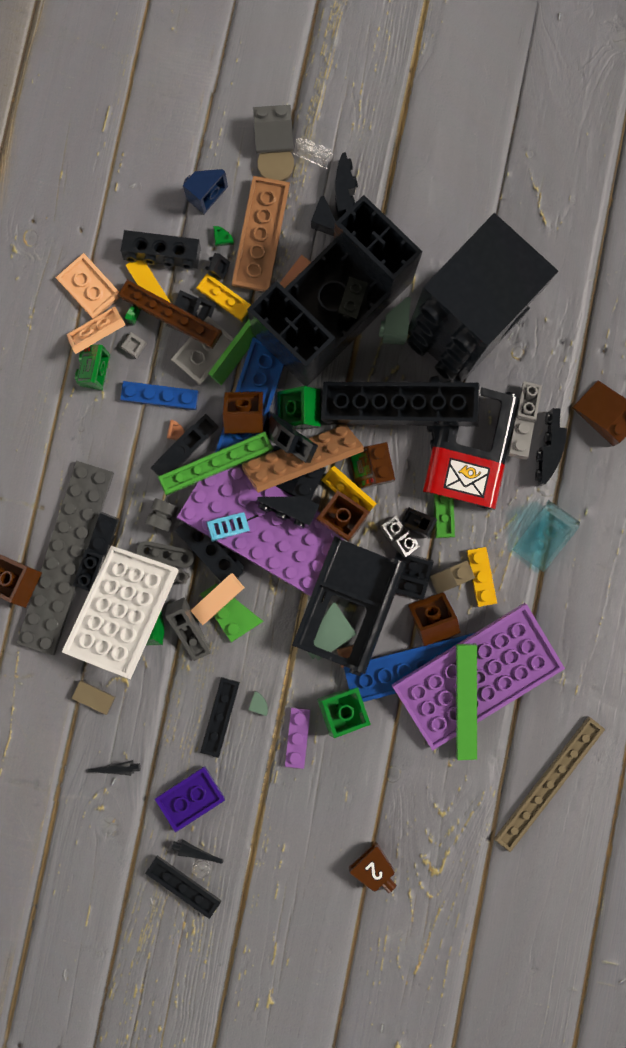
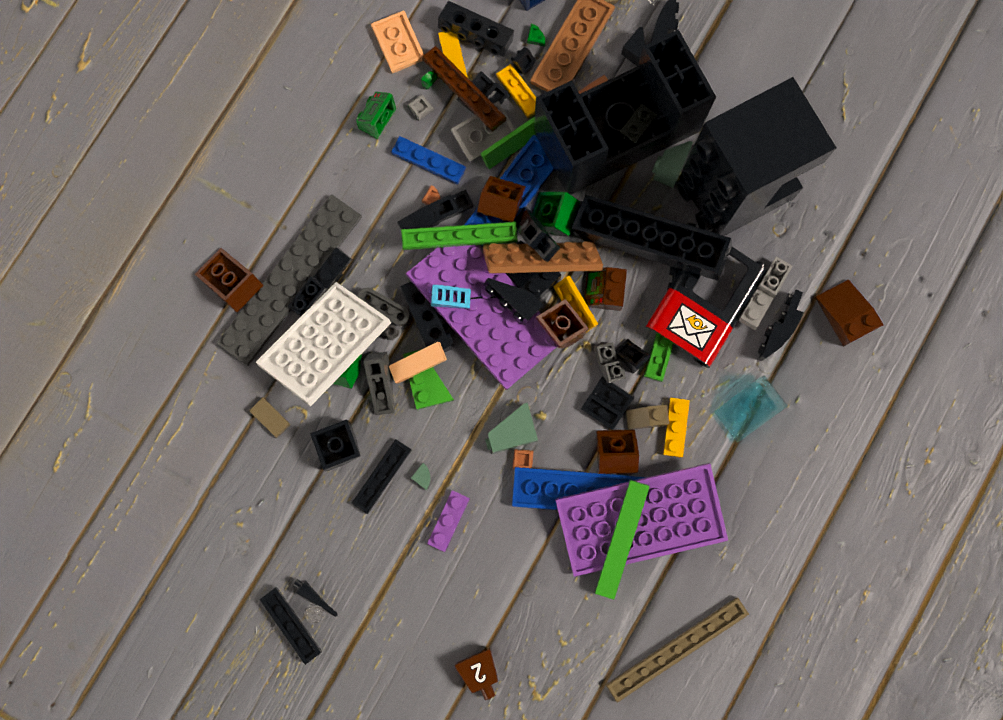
camera: 25 degrees right, 5 degrees down
(95, 330) = (390, 81): light nougat tile -> none
(125, 768) = (277, 494): black piece -> none
(161, 514) = (392, 268): dark grey wheel -> none
(166, 704) = (336, 445): none -> black slope
(190, 799) = (326, 543): dark purple plate -> none
(343, 712) = (501, 509): green slope -> none
(359, 578) = (555, 386): black piece -> none

